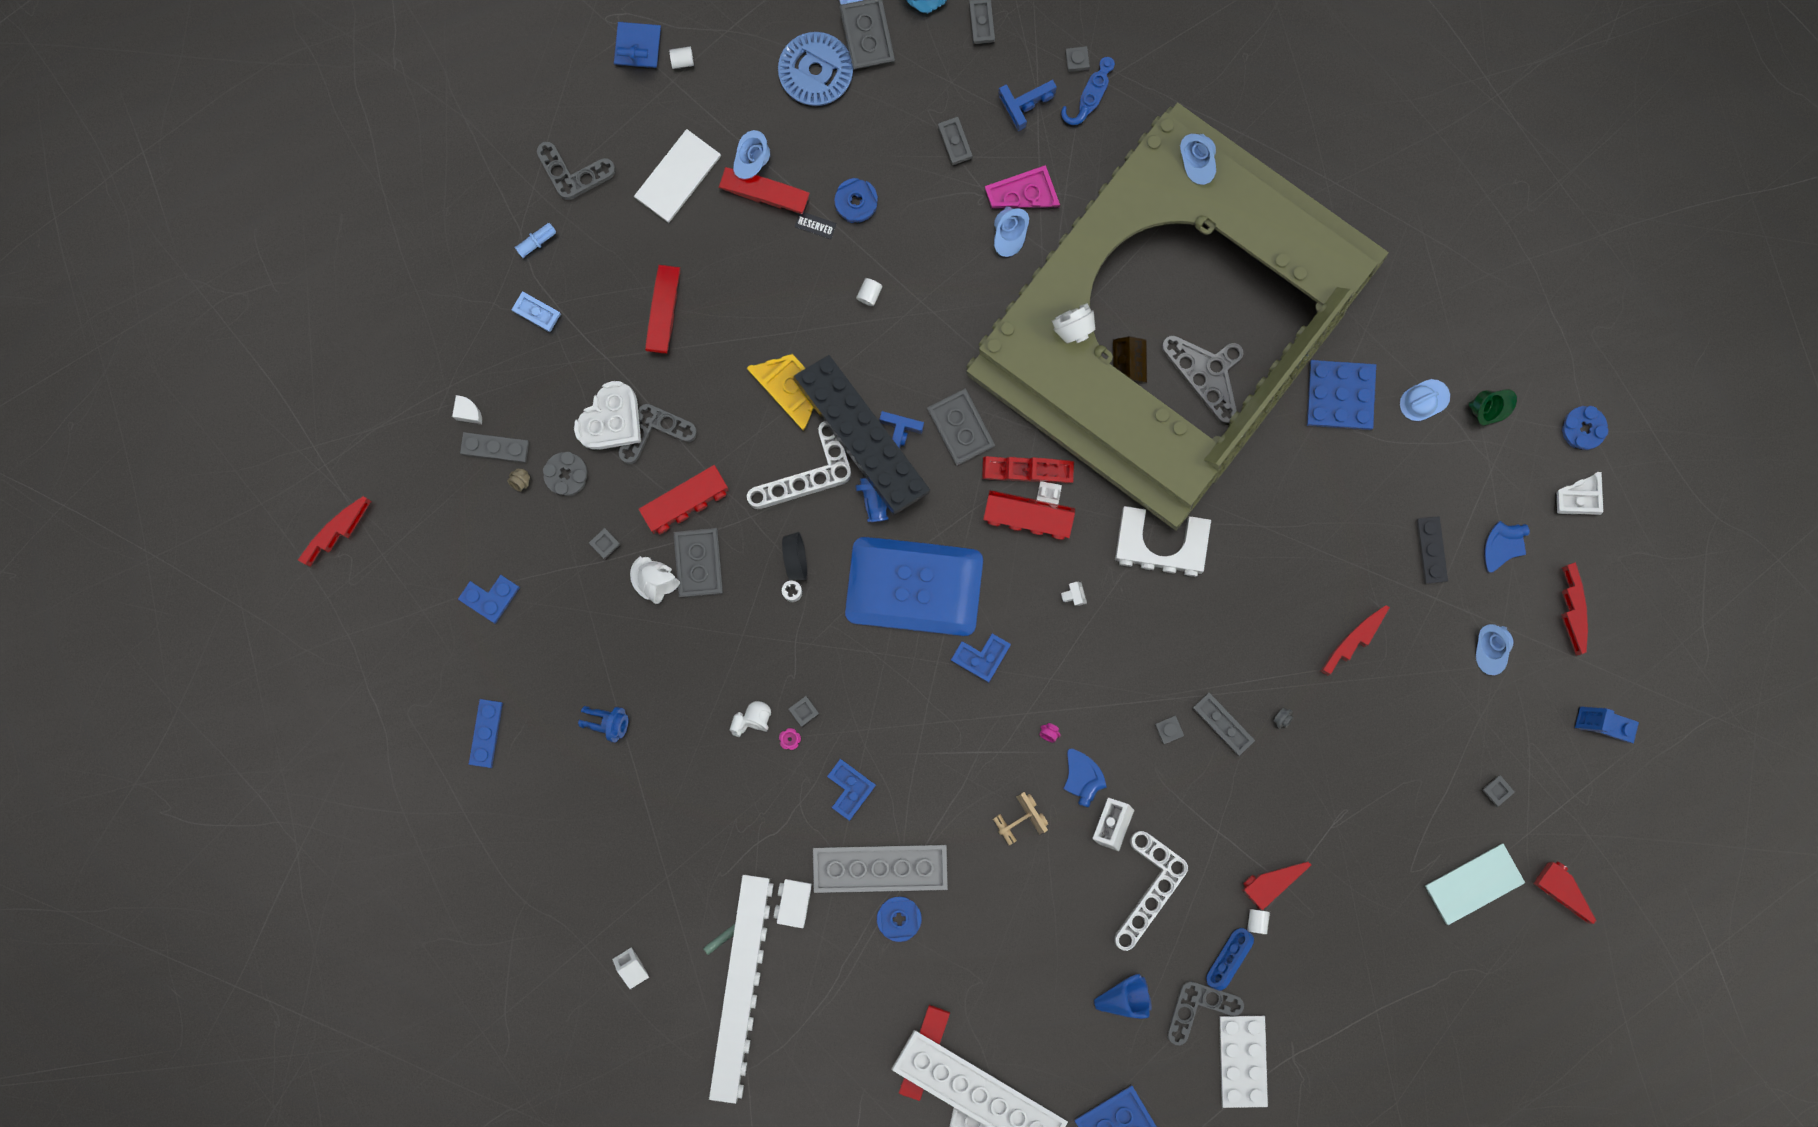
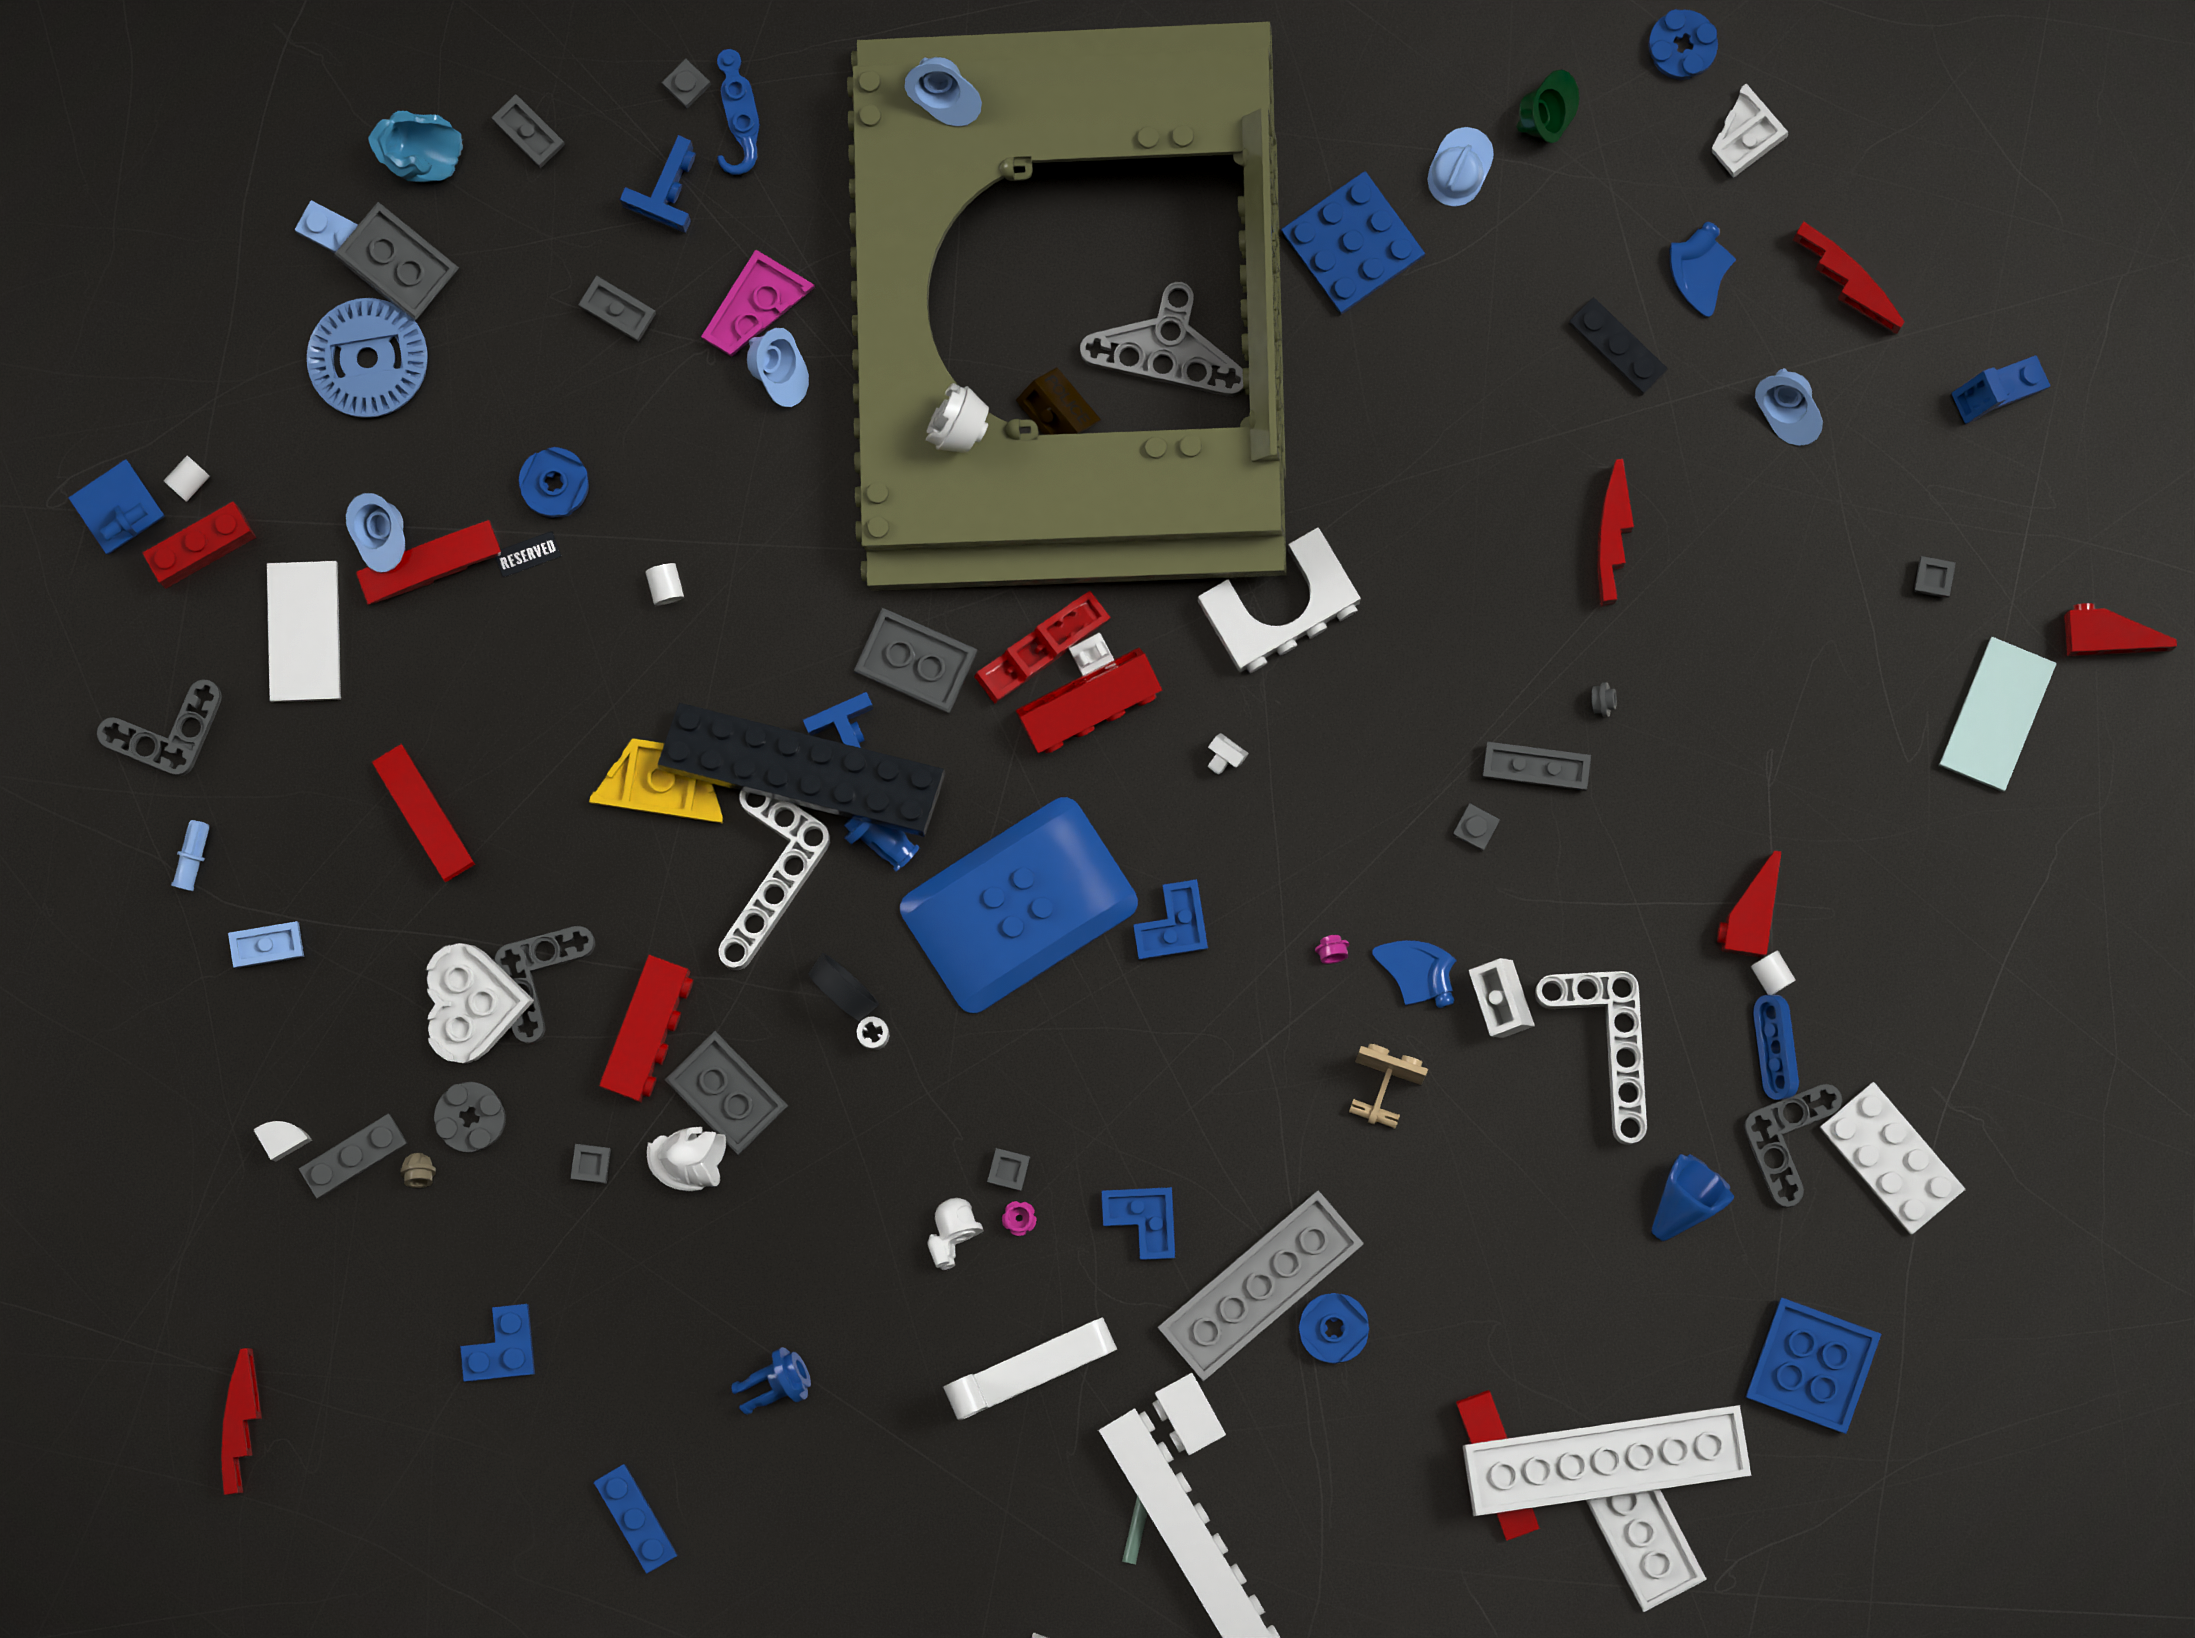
camera: 35 degrees left, 0 degrees up
(661, 94) = (199, 545): none -> red brick
(733, 817) = (1029, 1369): none -> white beam

